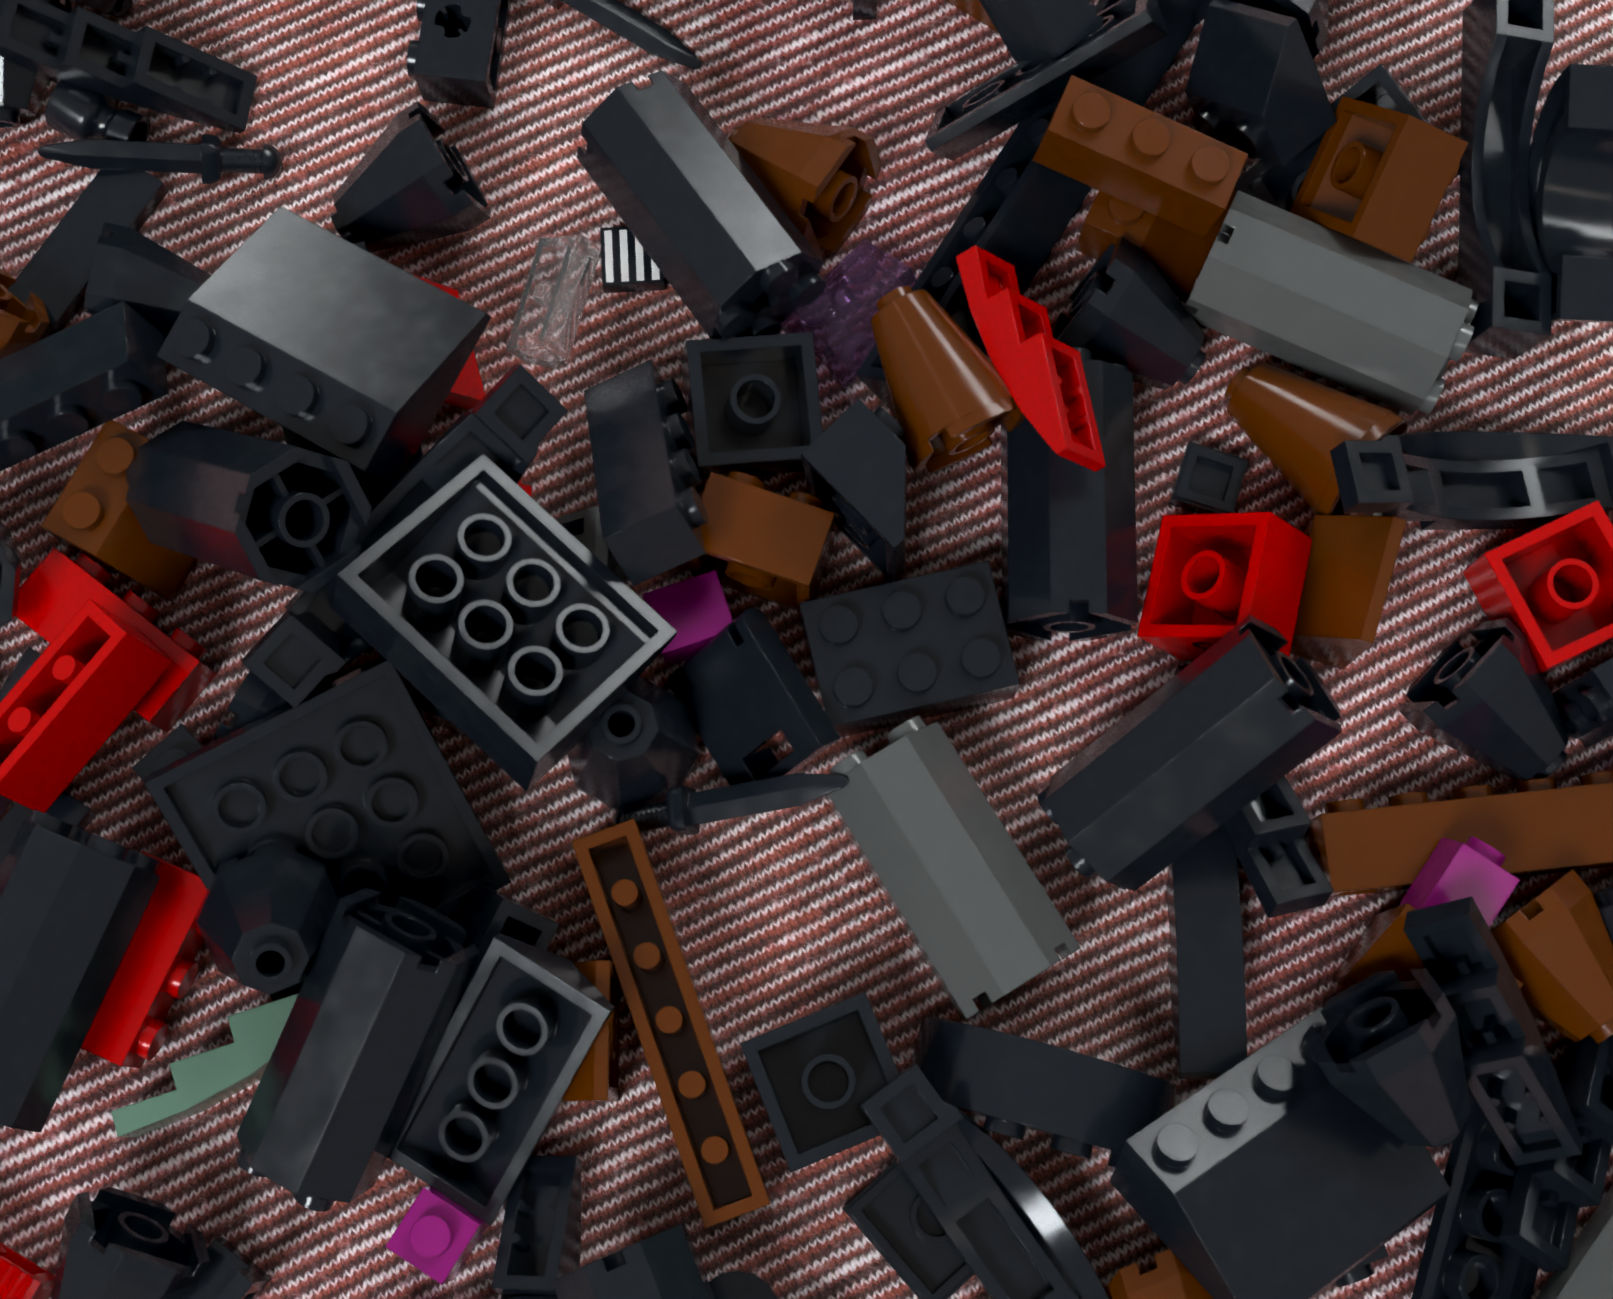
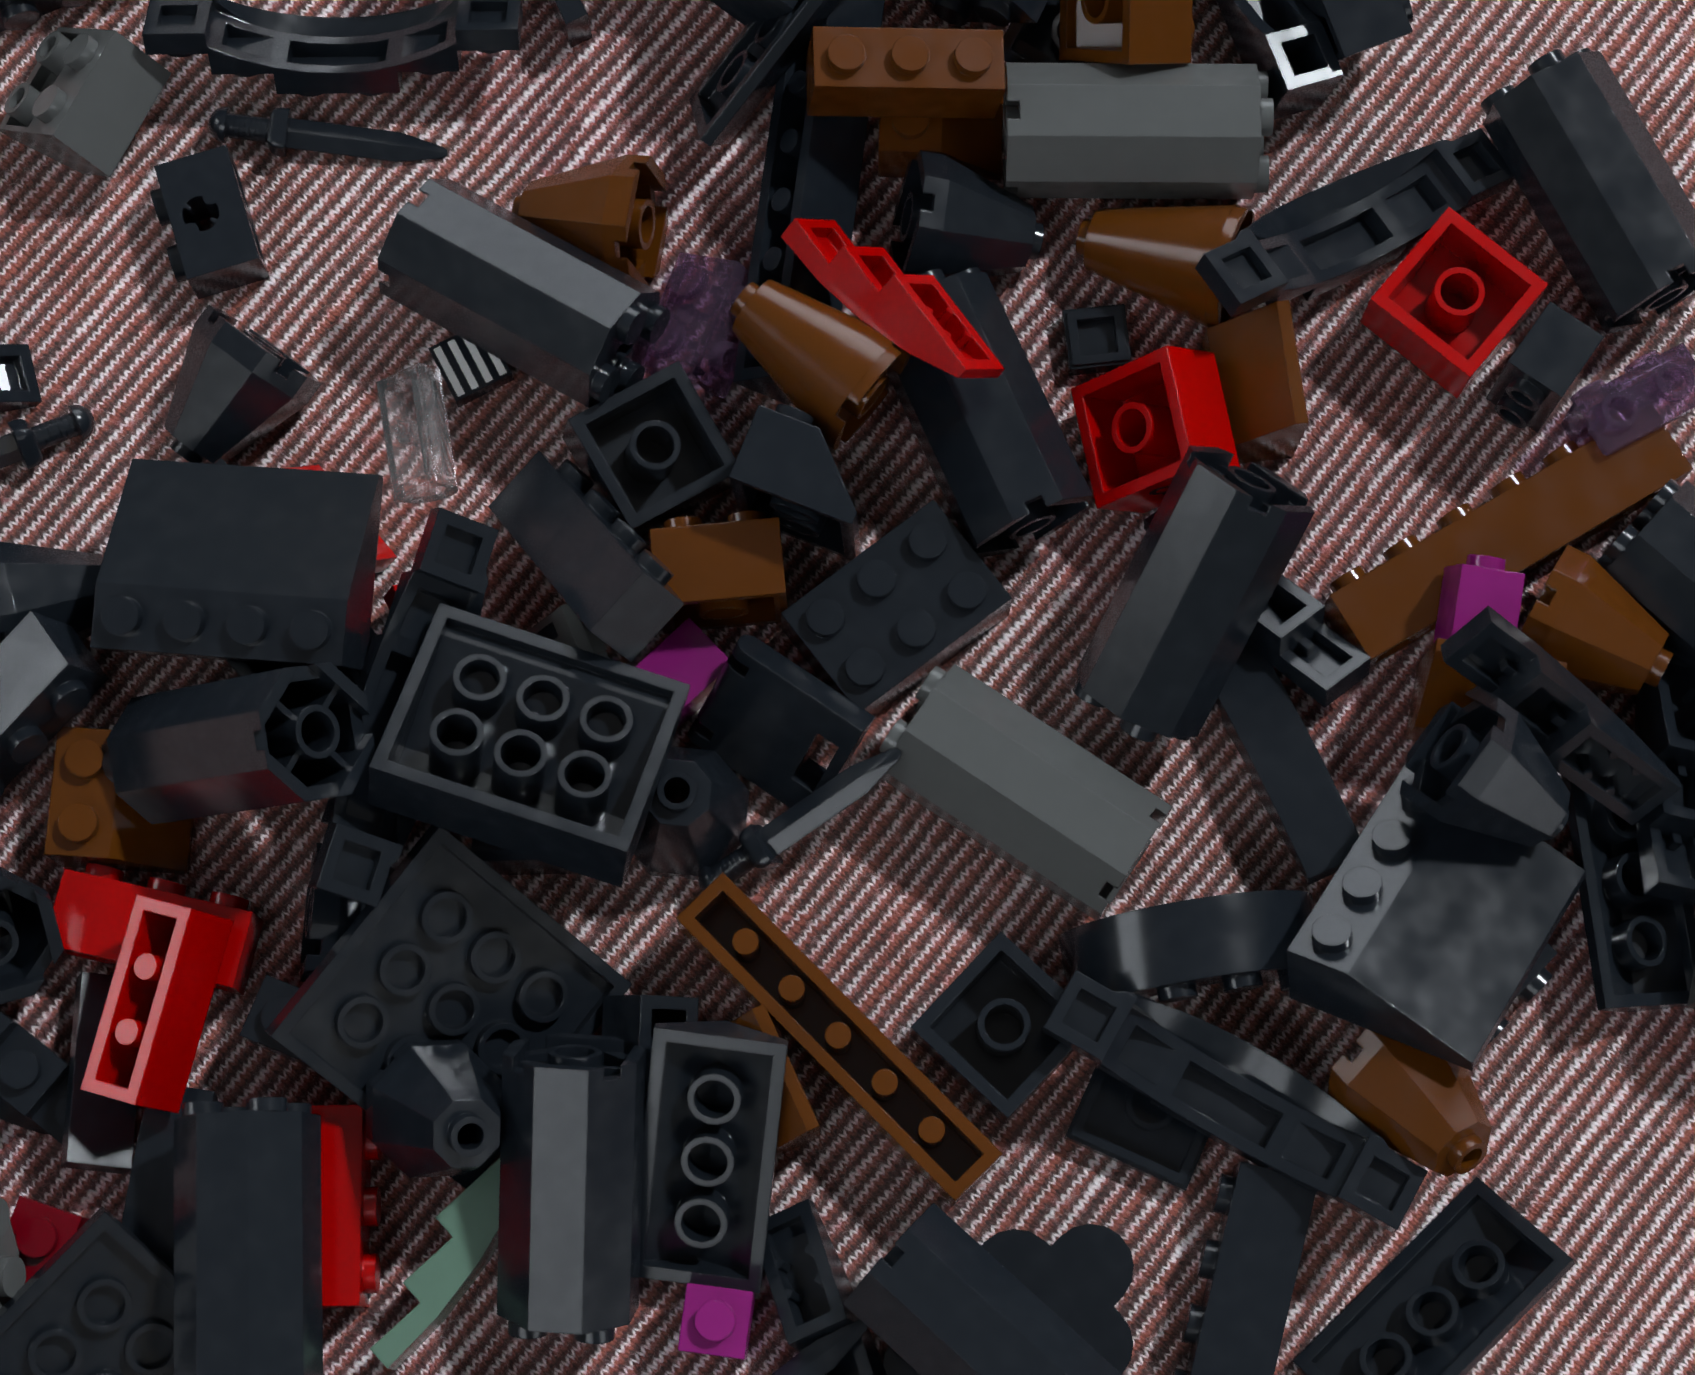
camera: 25 degrees left, 0 degrees up
(1491, 703) = (1436, 430): black cone -> none

